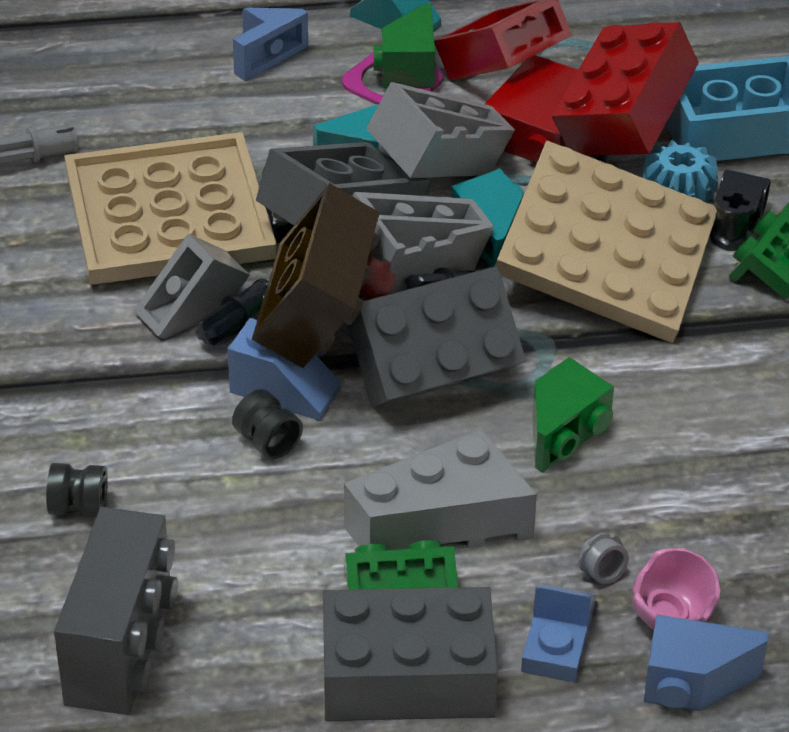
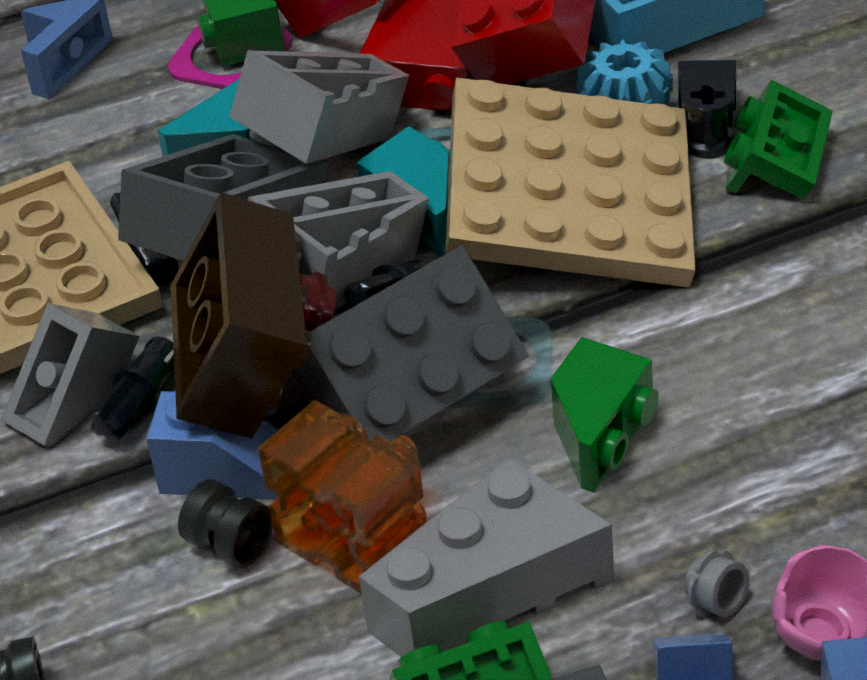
camera: 10 degrees left, 0 degrees up
(353, 419) = (340, 492): none -> clear orange brick

